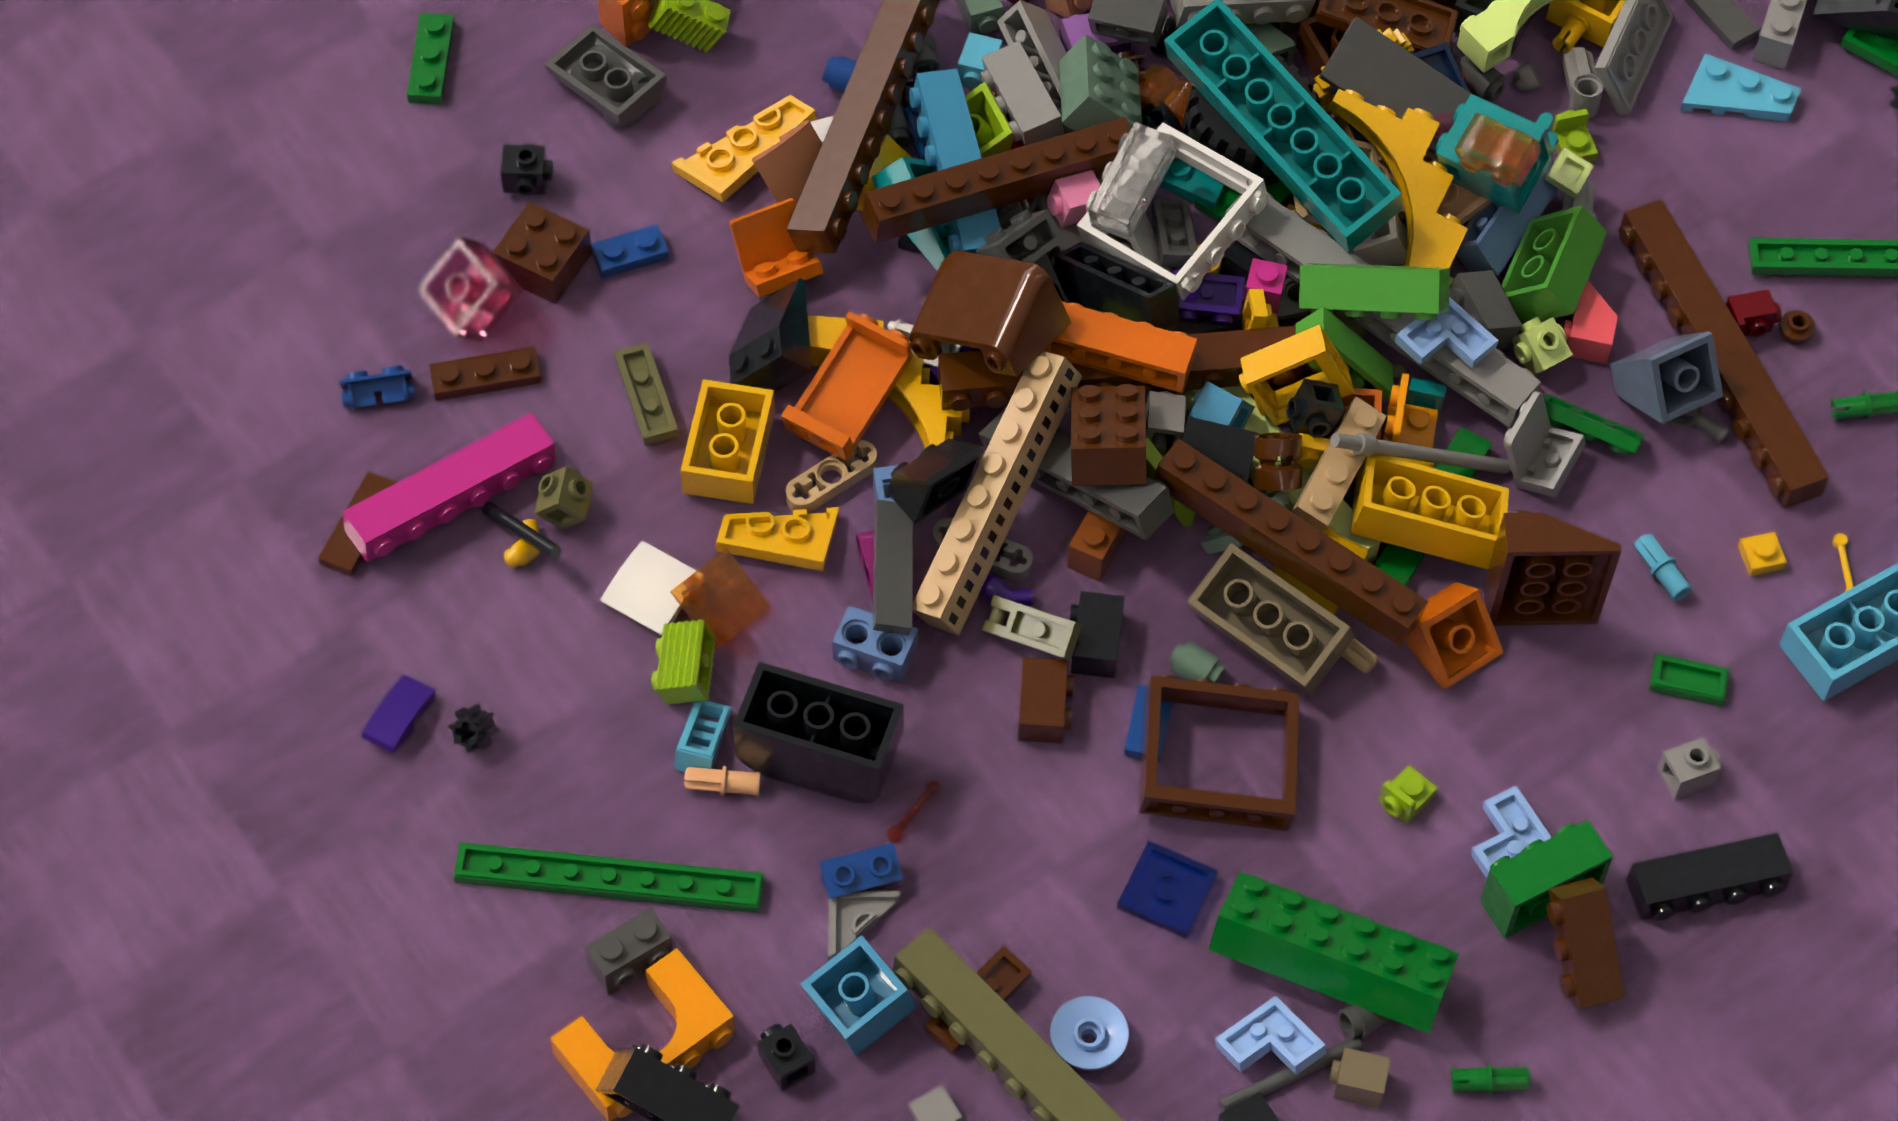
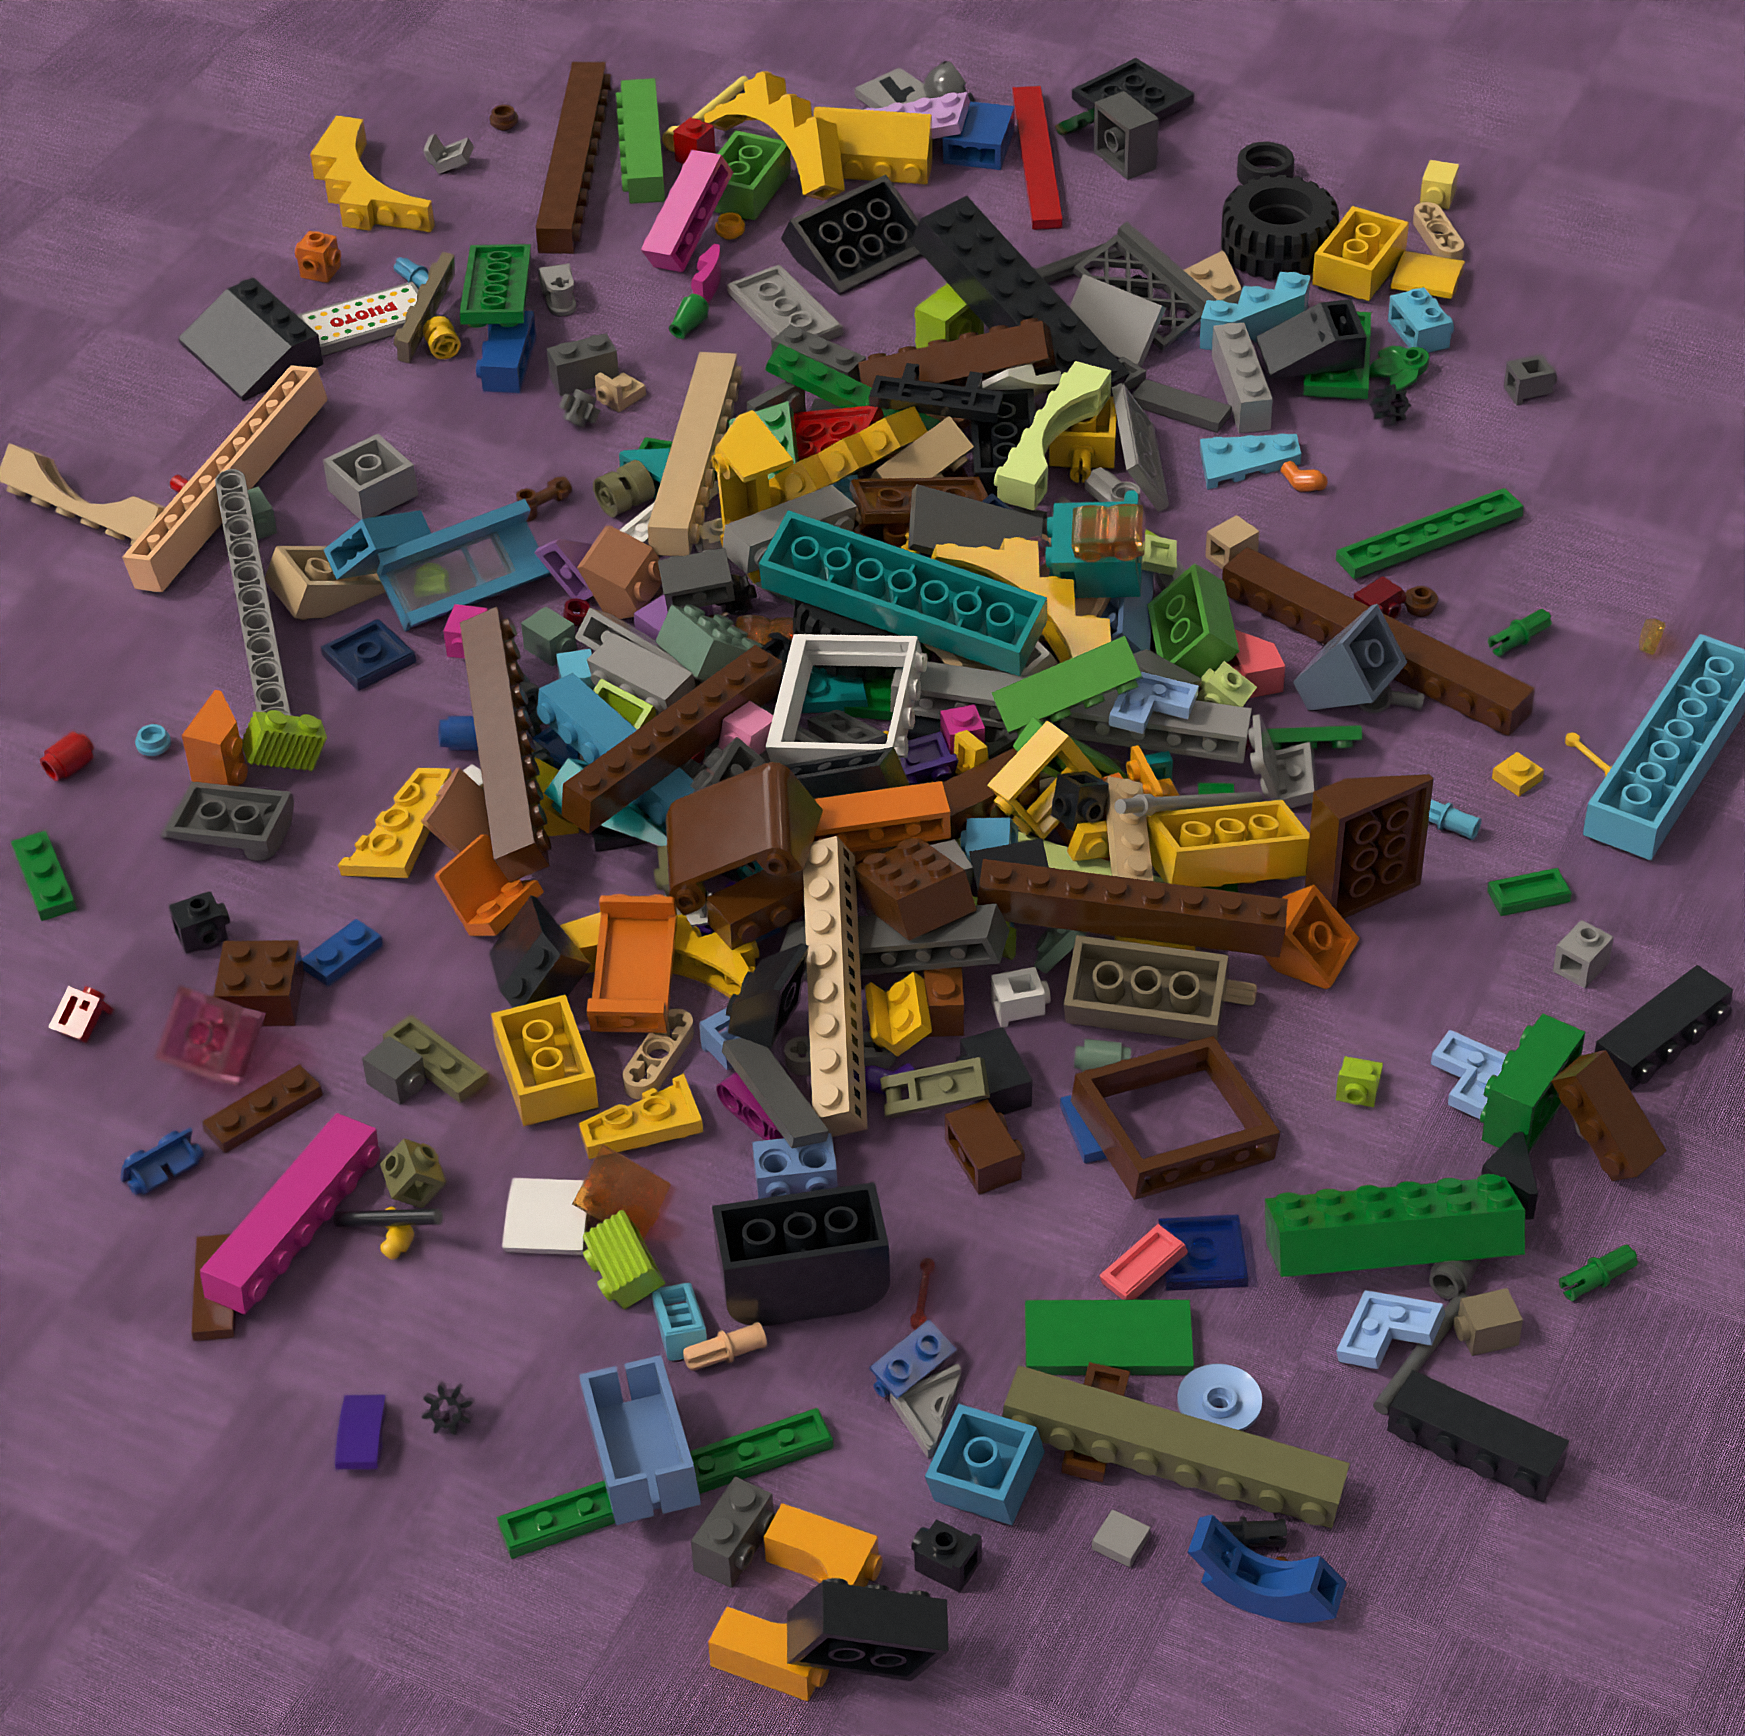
camera: 25 degrees left, 15 degrees down
(387, 212) = (79, 1013): none -> bracket
(596, 836) = (639, 1441): none -> medium blue piece
(605, 390) = (394, 1070): none -> dark grey brick
(1039, 928) = (1119, 1334): none -> green tile
(1042, 540) = (898, 1015): none -> yellow bracket
(1107, 877) = (1143, 1263): none -> coral tile
(1131, 180) = (797, 686): clear brick -> none
(1164, 568) = (1018, 995): none -> white brick
(1274, 474) = (1073, 850): reddish brown wheel -> none
(1476, 948) = (1514, 1163): none -> black slope
(1657, 182) = (1229, 540): none -> tan brick
(1776, 143) = (1304, 479): none -> orange arm

